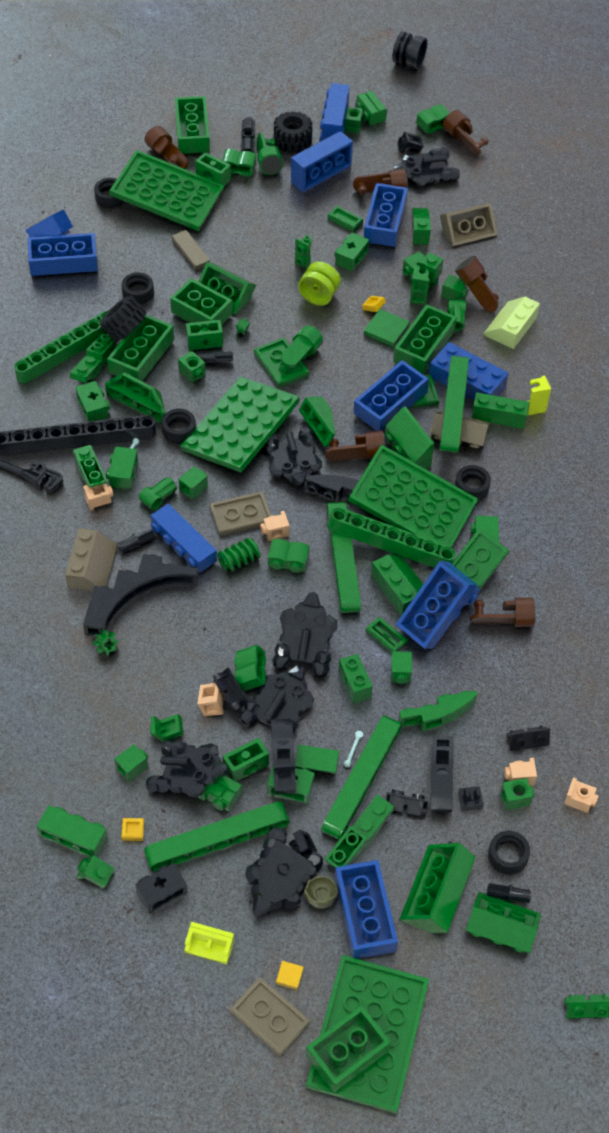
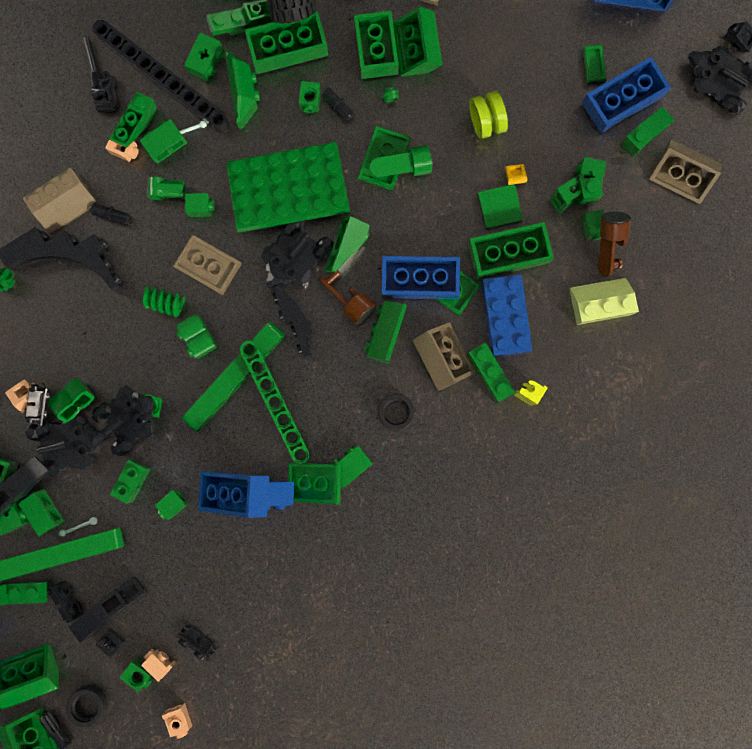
camera: 50 degrees right, 30 degrees up
(178, 415) = (241, 128): black tyre -> none
(183, 538) = (138, 247): blue brick -> none
(204, 334) = (348, 76): green brick -> none
(275, 527) = (214, 302): light nougat brick -> none
(303, 251) = (513, 69): green hinge -> none
(351, 251) = (550, 111): green brick -> none
(383, 637) = (195, 461): green tile -> none
(392, 177) = (671, 64): reddish brown piece -> none
(396, 580) = (248, 441): green slope -> none
(412, 498) = (329, 384): green plate -> none
(446, 710) = (165, 567): green slope -> none
(454, 404) = (446, 340): green beam -> none
(458, 309) = (571, 247): green piece -> none
(523, 615) = (295, 557): reddish brown piece -> none

